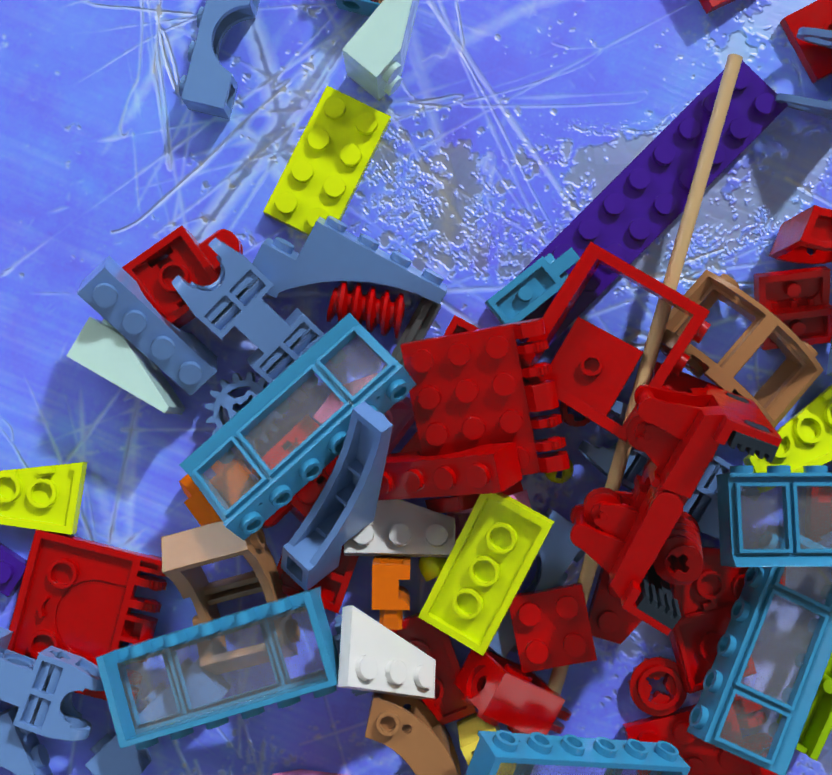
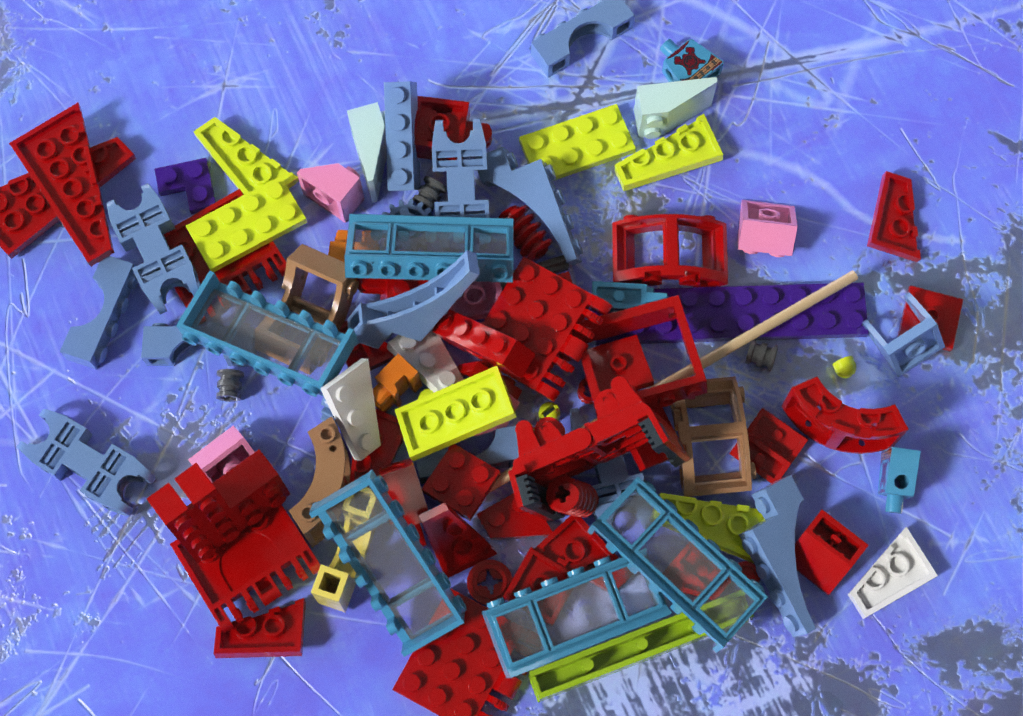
camera: 45 degrees right, 15 degrees down
(80, 562) = (246, 224): none -> neon yellow plate
(133, 442) = (332, 188): none -> bright pink slope
(228, 738) = (229, 385): none -> dark grey bush
(231, 355) = (429, 192): none -> dark grey bush
(438, 78) = (683, 151): none -> neon yellow wing
(567, 158) = (714, 250): none -> red window
(597, 83) = (767, 228): none -> bright pink slope
(598, 690) = (454, 540): none -> red wing
(711, 221) = (761, 355): none -> dark grey bush
(795, 160) = (845, 367): none -> neon yellow hinge

